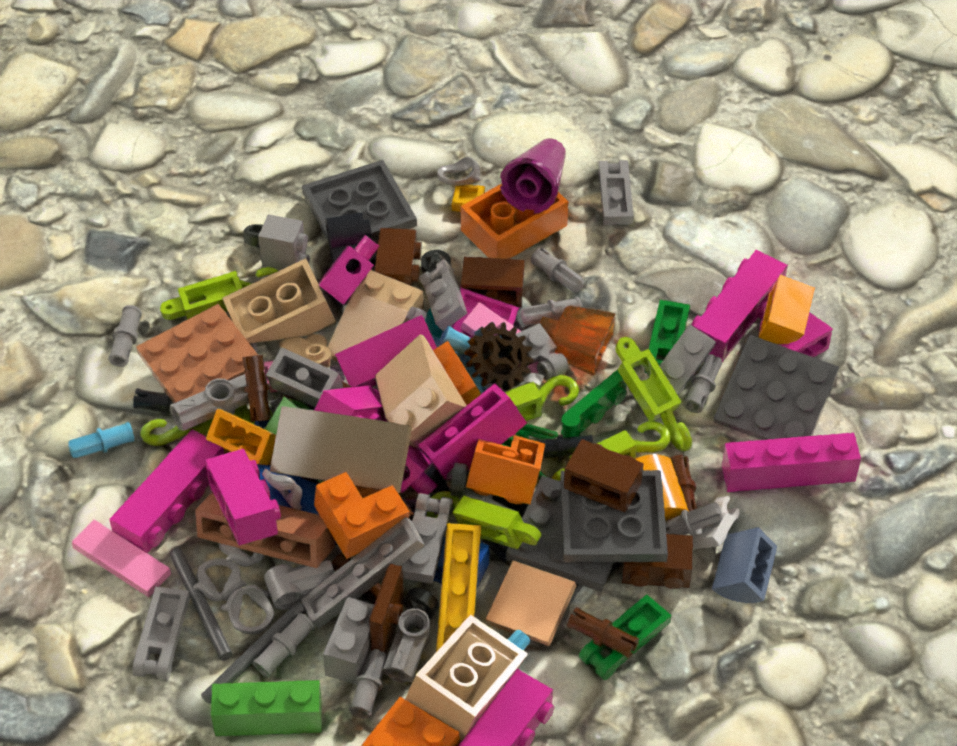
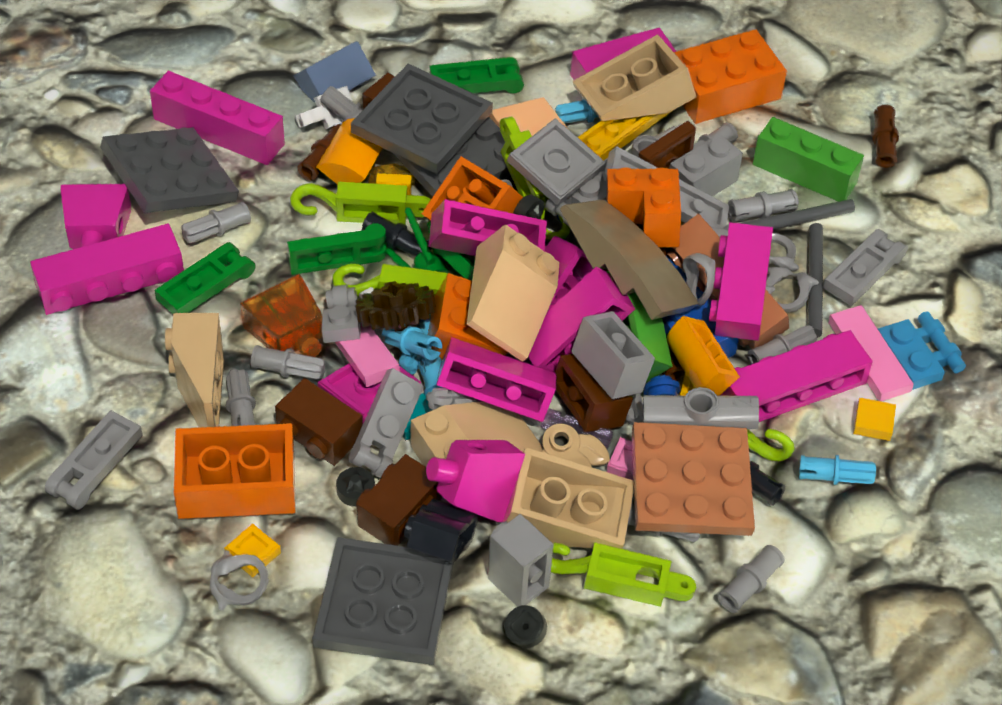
camera: 150 degrees left, 0 degrees up
(84, 573) = (915, 356): none -> dark azure plate
(91, 502) = (874, 419): none -> yellow tile
(187, 528) = (782, 344): none -> light grey axle
(256, 388) = (659, 388): reddish brown pin -> none
(463, 517) = (556, 162): none -> light grey tile
(534, 176) = (187, 445): magenta cone -> none
(594, 253) = (198, 363): none -> tan slope
(603, 475) = (411, 123): reddish brown brick -> none
(603, 632) = (499, 69): reddish brown pin -> none
(655, 394) = (279, 216): lime piece -> none
(686, 357) = (231, 234): light grey plate -> none
(786, 311) = (93, 202): light orange brick -> none

